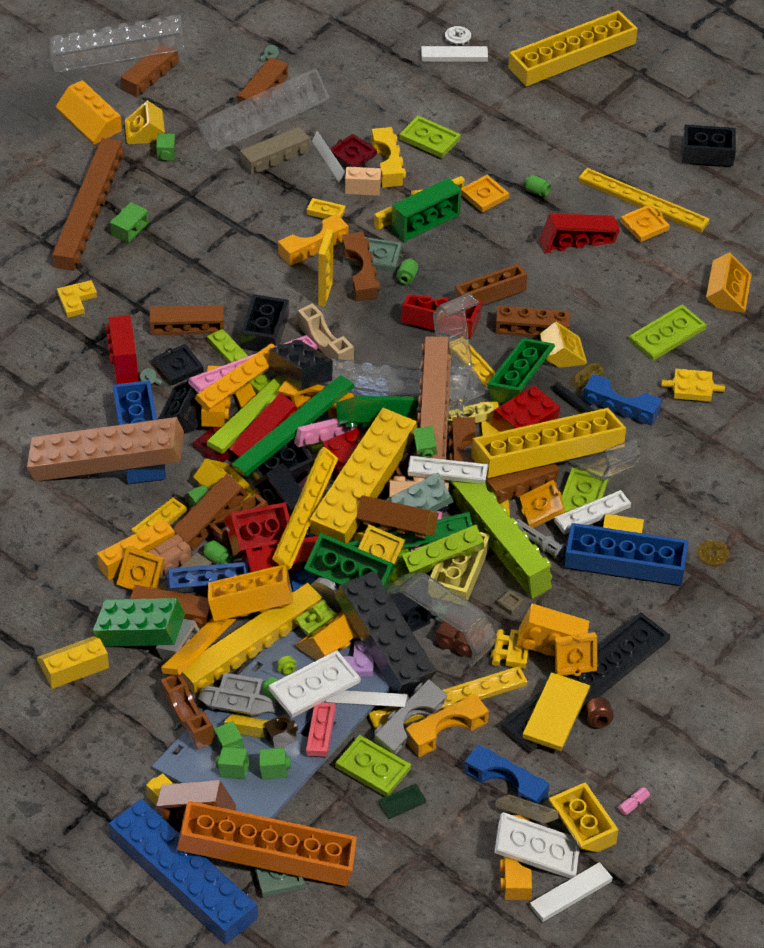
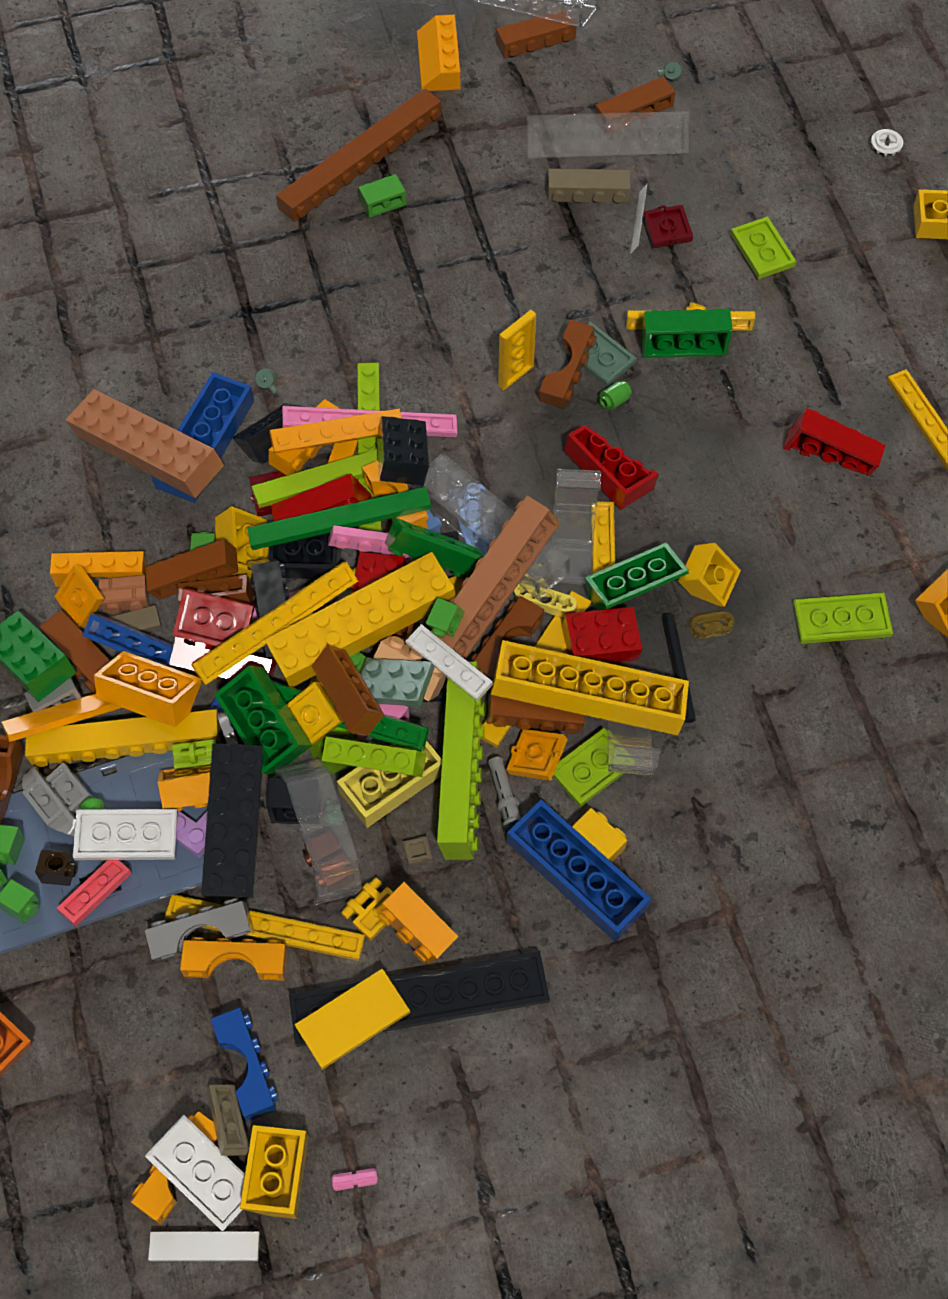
camera: 35 degrees right, 15 degrees up
(73, 295) = (269, 248): yellow plate -> none
(122, 349) = (261, 335): red wedge -> none
(144, 124) = (483, 93): yellow slope -> none
(166, 147) = (483, 128): bright green brick -> none
(169, 511) = (156, 545): yellow tile -> none
(178, 364) = (305, 380): black plate -> none
(186, 319) = (351, 334): dark orange brick -> none
(217, 553) = (168, 615): bright green brick -> none
(248, 725) = (38, 834): yellow slope -> none
(264, 322) = (419, 379): black brick -> none
(286, 665) = (129, 790): lime plate -> none
(295, 248) = (573, 306): light orange arch -> none
(313, 325) = (468, 427): tan arch -> none
(325, 209) = (588, 279): yellow plate -> none
(363, 181) = (650, 265): light nougat brick -> none
(370, 698) = (175, 885): white sticker -> none
(373, 766) = (126, 960): lime plate -> none
(391, 170) = (690, 267): yellow arch -> none
(402, 801) = (125, 1019): clear green tile -> none
(454, 53) = (867, 162): white tile -> none
(484, 193) = (769, 344): light orange plate -> none
(494, 285) = (686, 461): dark orange brick -> none
(528, 321) = (698, 524): dark orange brick -> none
(537, 185) = (833, 364): bright green brick -> none
(576, 654) = (416, 965): light orange plate -> none
(593, 511) = (582, 796): white tile -> none
(599, 712) = (399, 1047): copper head -> none
(640, 408) = (739, 699): blue arch -> none
(645, 223) = (919, 470): light orange plate -> none
(693, 385) = (819, 700): yellow plate -> none
(707, 555) = (685, 933): clear yellow gear -> none

